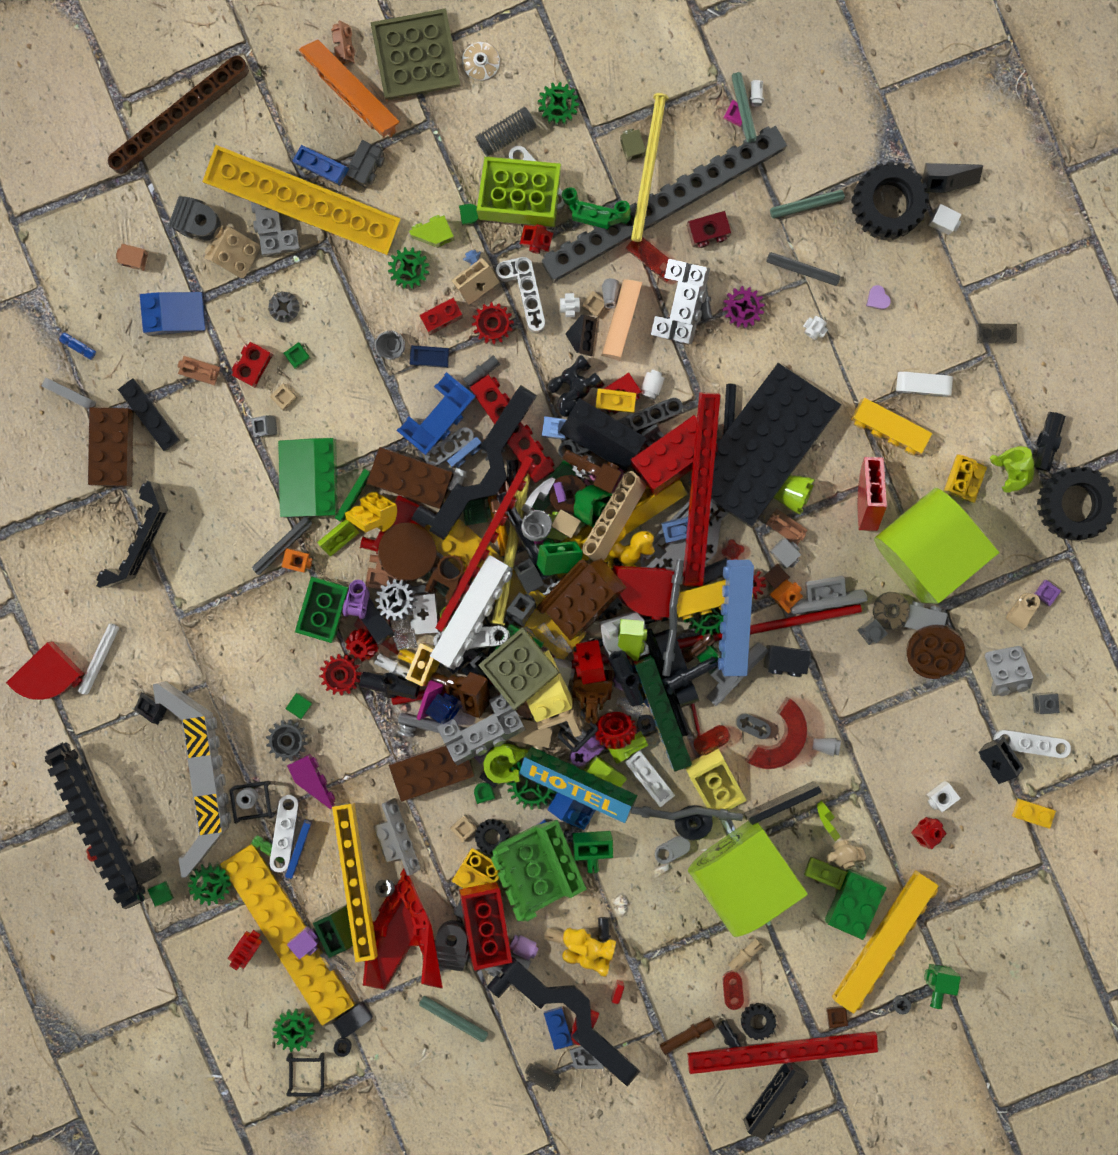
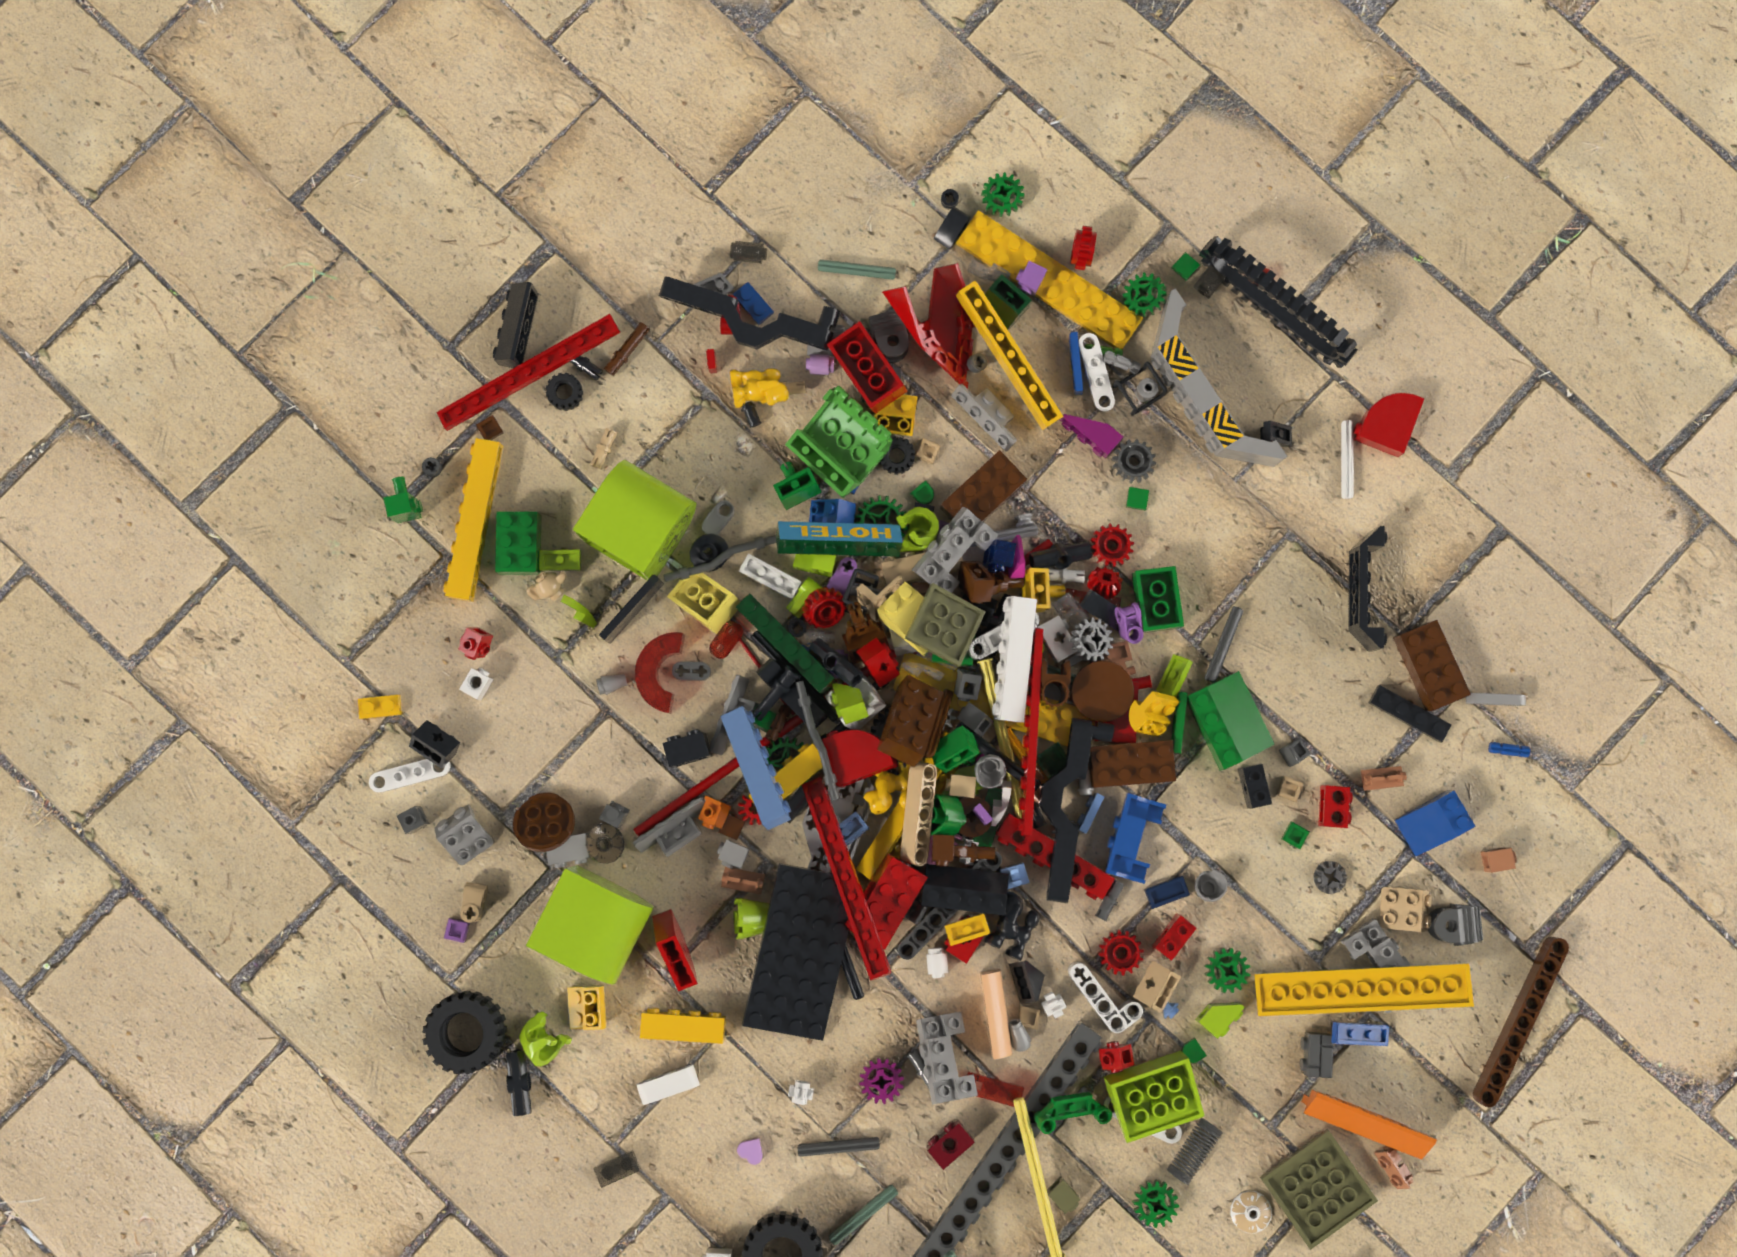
camera: 155 degrees right, 5 degrees down
(257, 832) = (1121, 362): none -> light grey axle
(290, 557) = (1210, 633): orange brick -> none
(290, 1059) = (994, 167): black piece -> none
(312, 412) = (1254, 786): none -> black brick
(449, 439) = (1119, 801): light grey beam -> none
(733, 545) = (789, 839): clear red plate -> none
(733, 990) = (600, 410): clear red plate -> none

